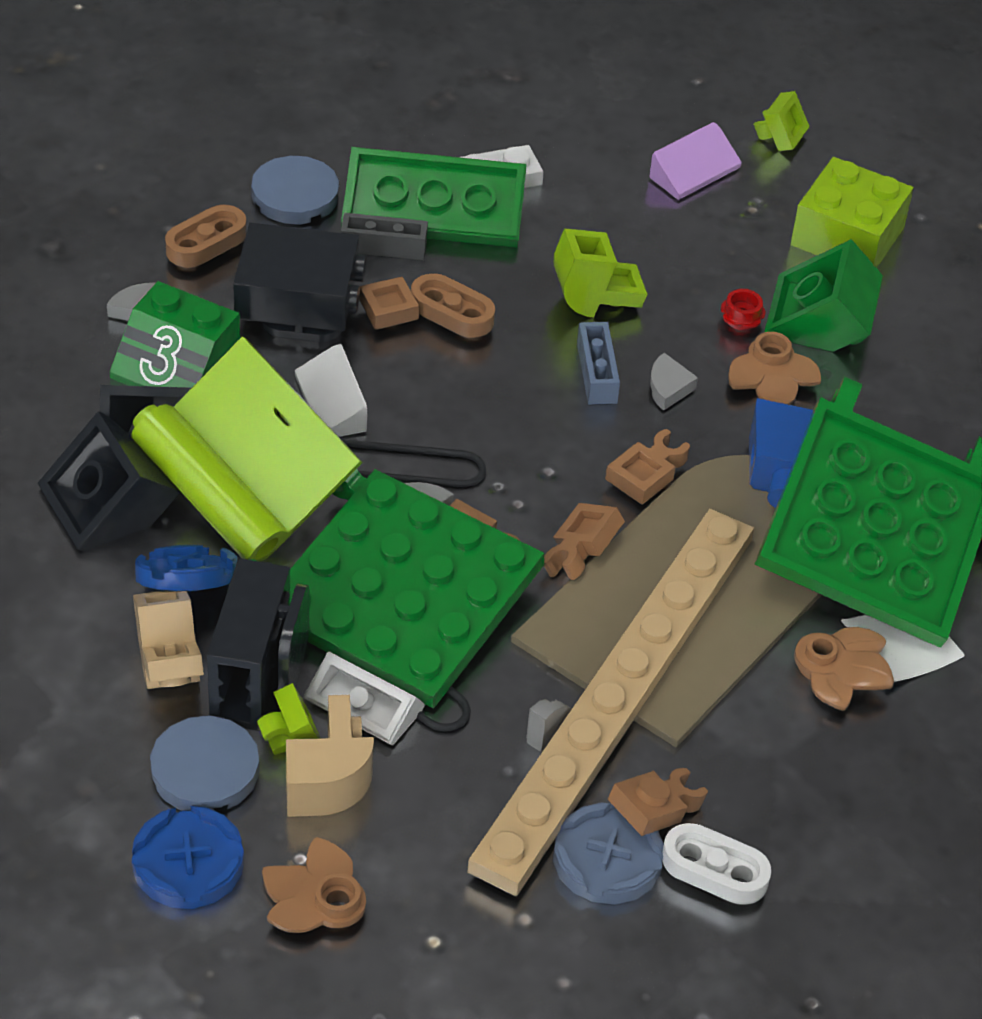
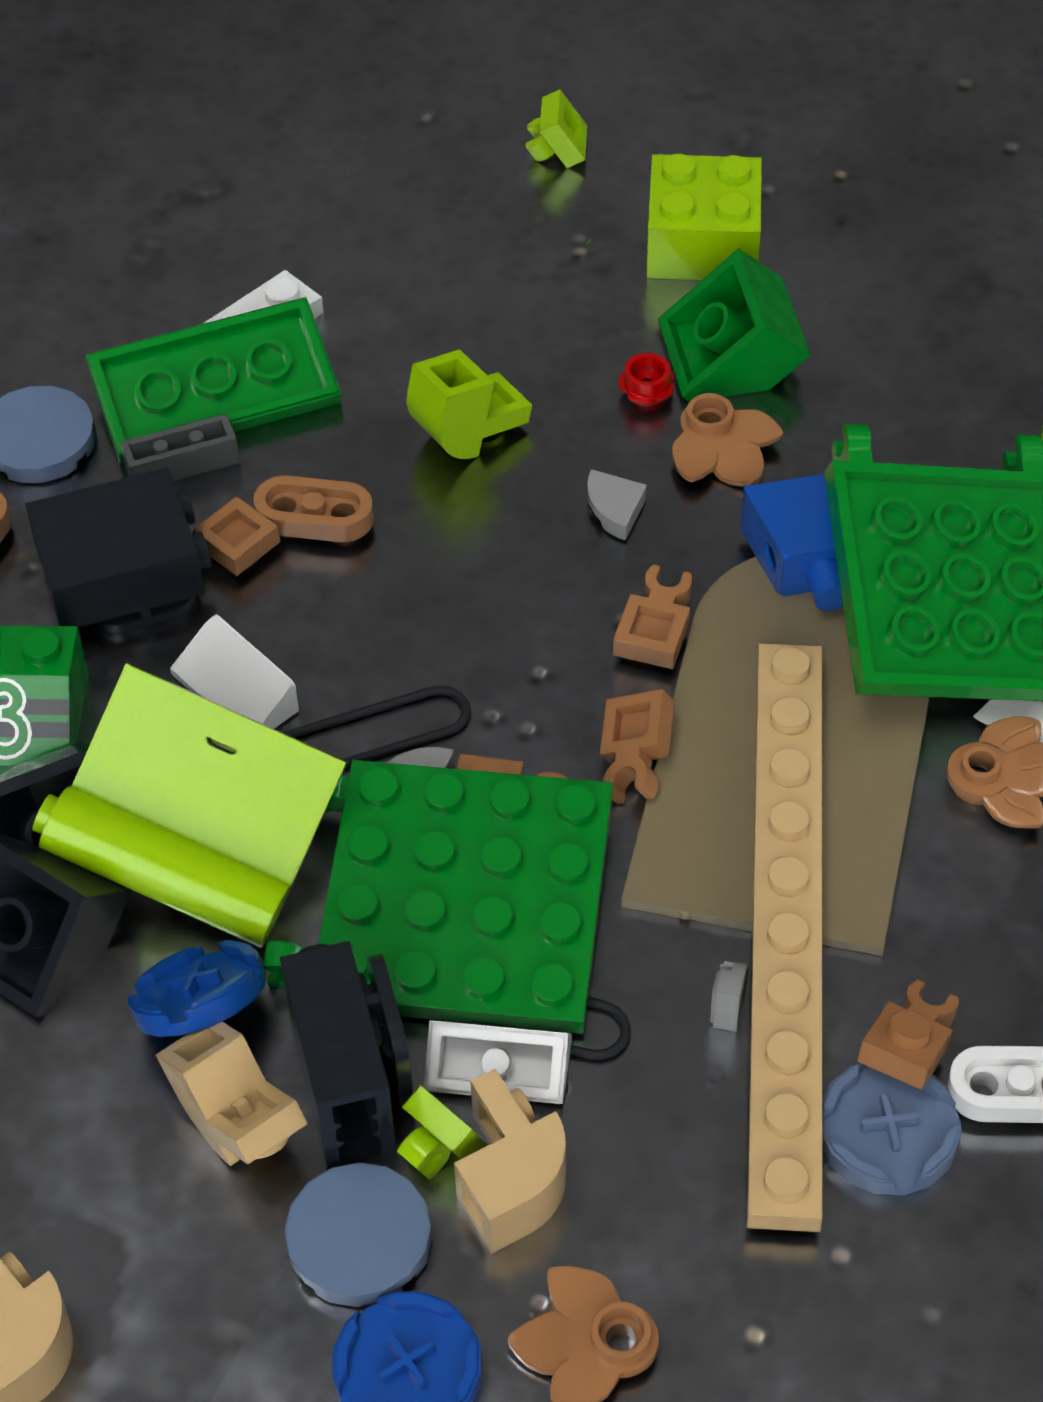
camera: 20 degrees left, 5 degrees up
(598, 363) = (522, 513): sand blue piece -> none
(694, 161) = (486, 218): lavender slope -> none

